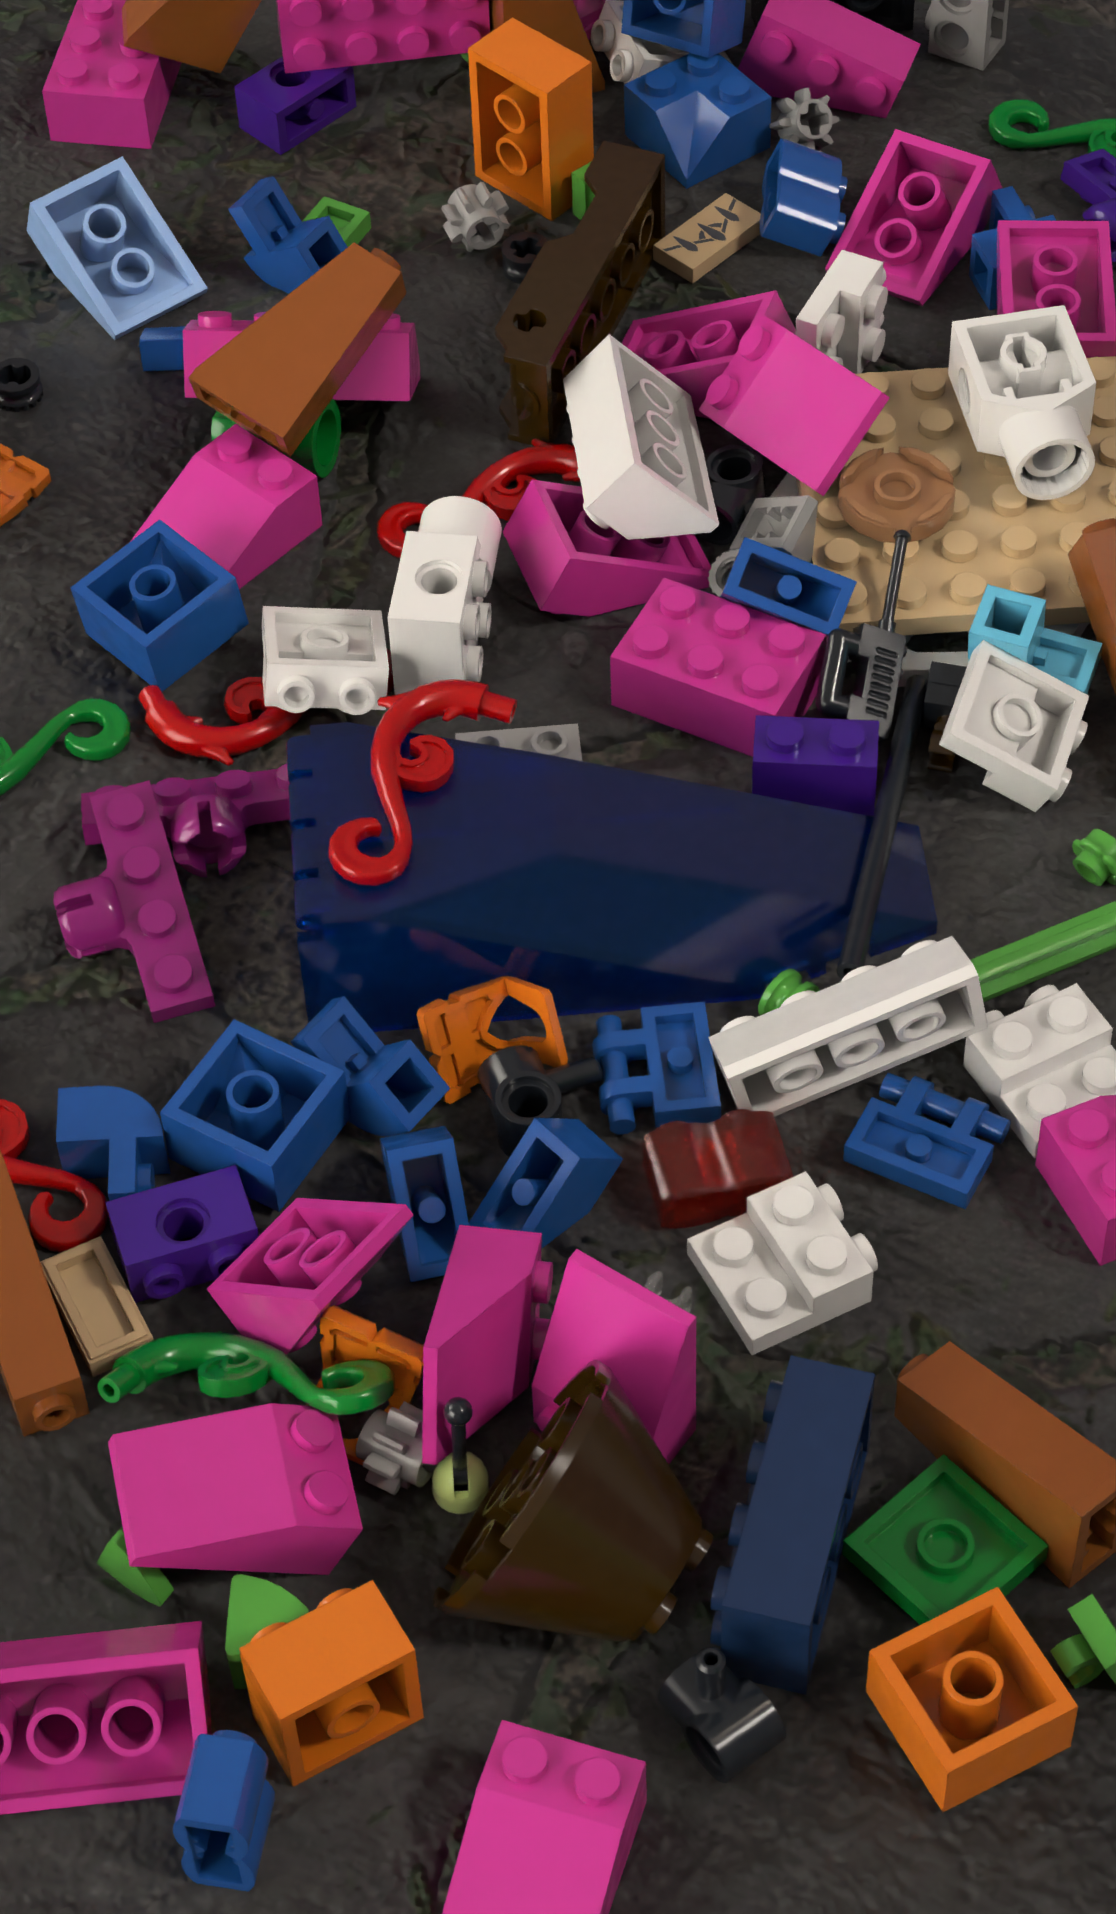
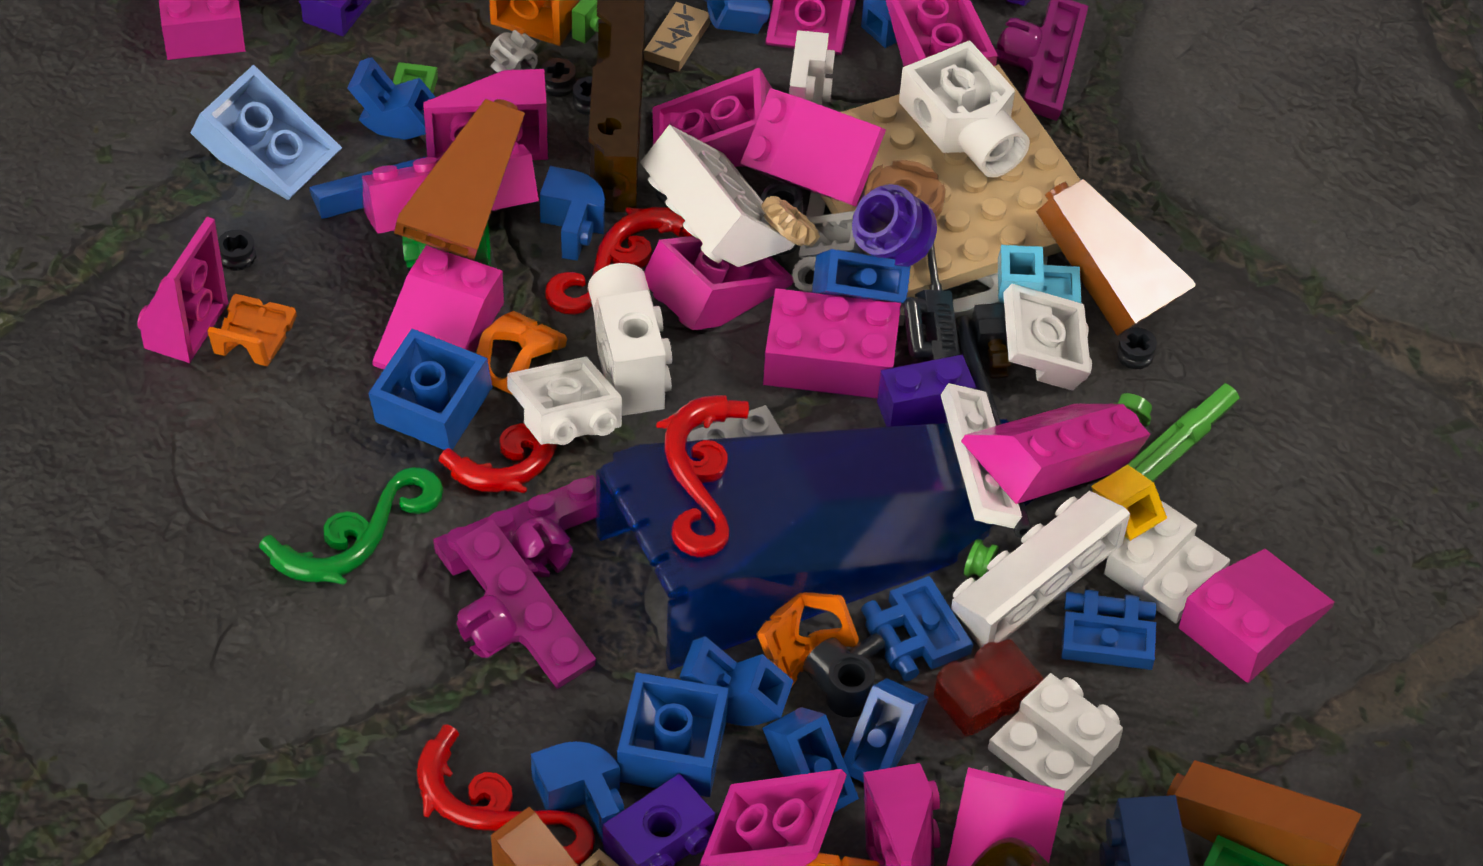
camera: 25 degrees left, 0 degrees up
(325, 568) = (533, 338): none -> orange piece
(439, 275) = (450, 112): none -> dark pink slope
(460, 423) = (575, 204): none -> blue brick
(718, 495) = (789, 222): none -> tan gear
(835, 858) = (966, 413): none -> white plate
(844, 524) = (894, 225): none -> dark purple piece
(951, 877) = (1058, 448): none -> dark pink slope
(1018, 970) = (1137, 495): none -> yellow brick

